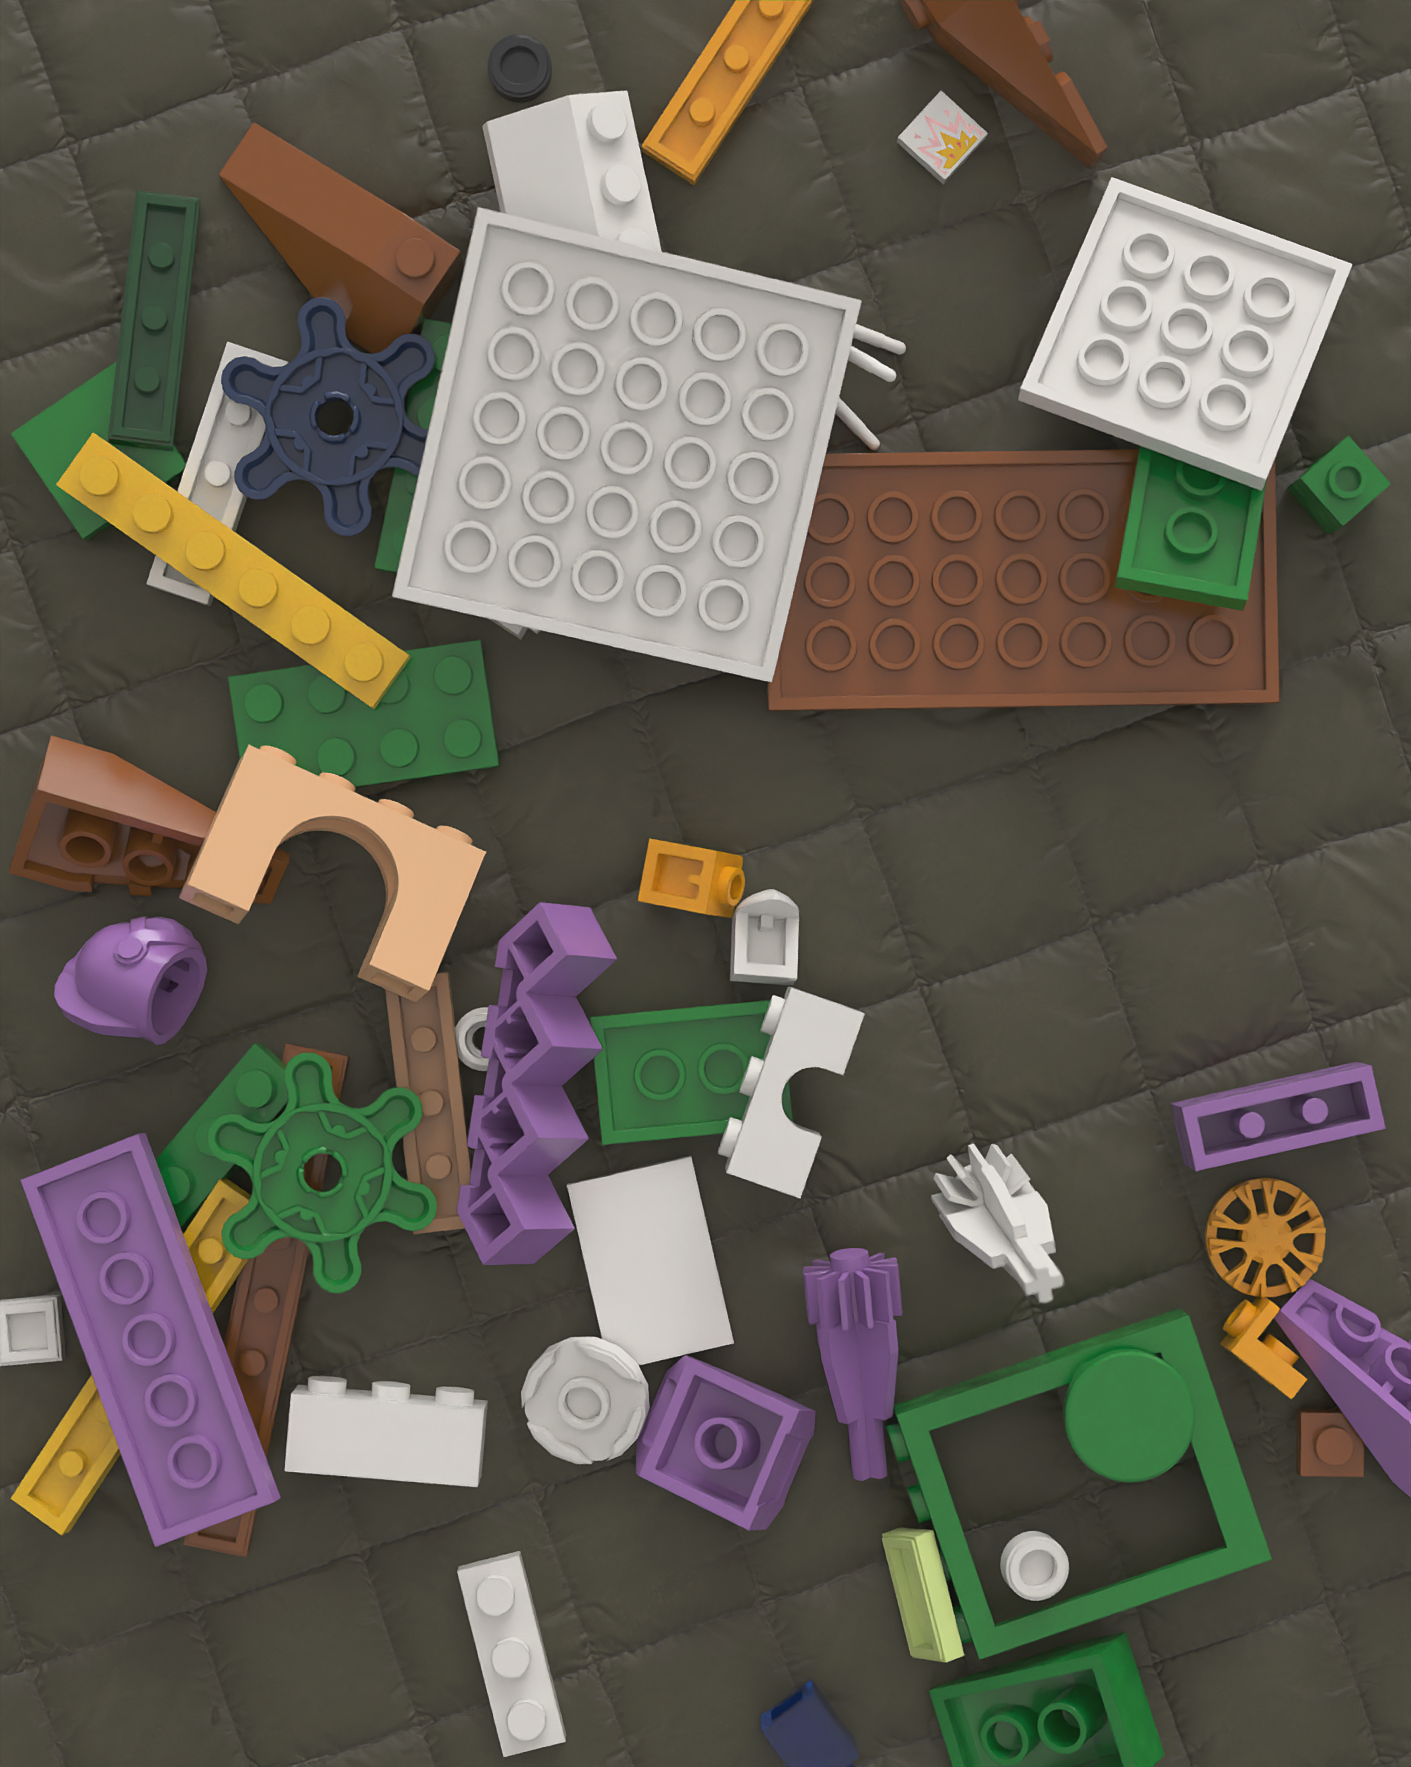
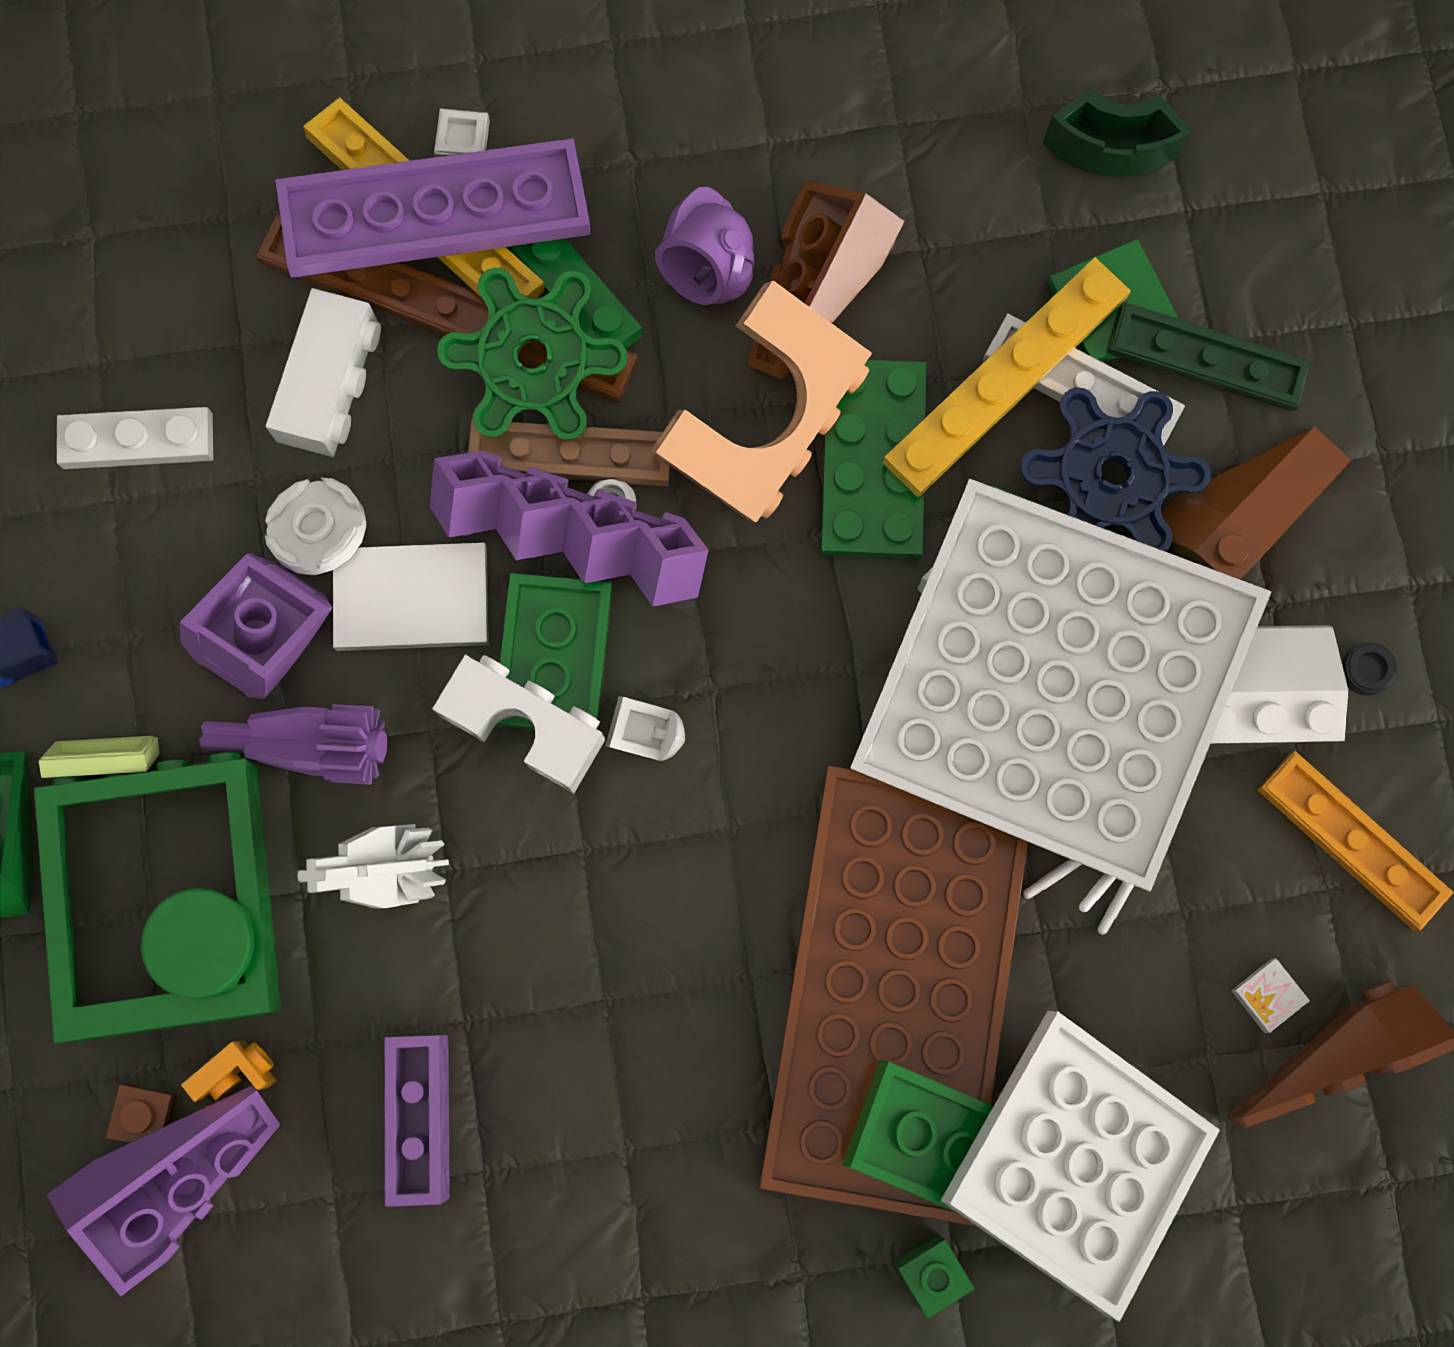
camera: 100 degrees right, 10 degrees down
(692, 878) = (704, 682): light orange bracket -> none
(1034, 1565) = (96, 845): white tile -> none
(1265, 1237) = (321, 1094): light orange wheel -> none

